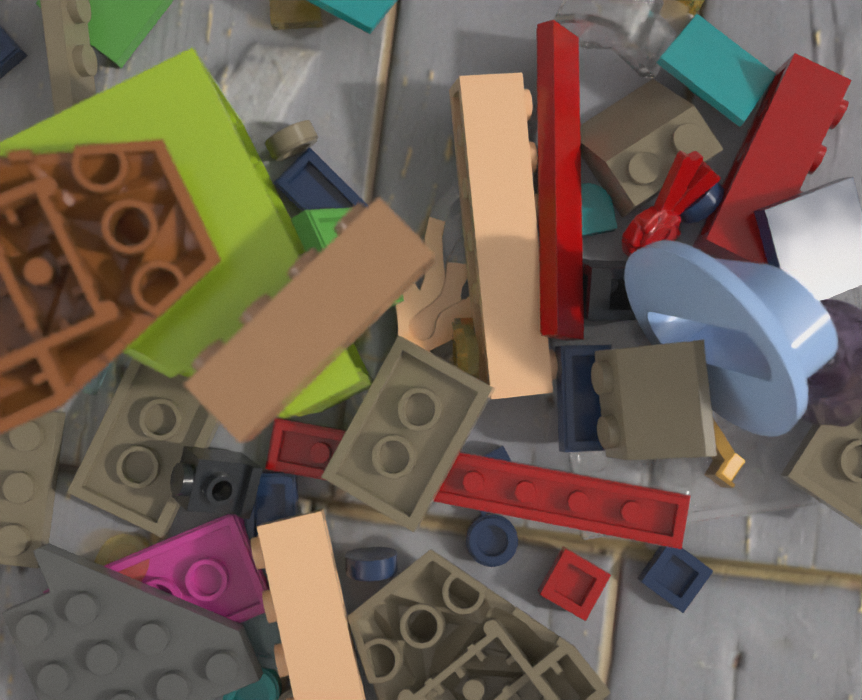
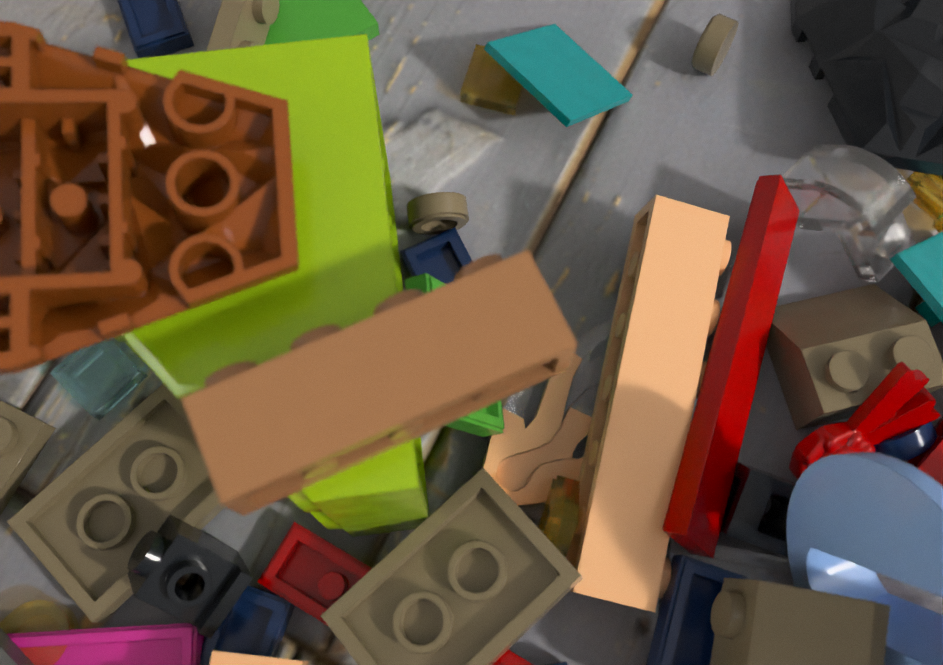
camera: 20 degrees right, 15 degrees down
(597, 211) = (769, 410): teal tile -> none

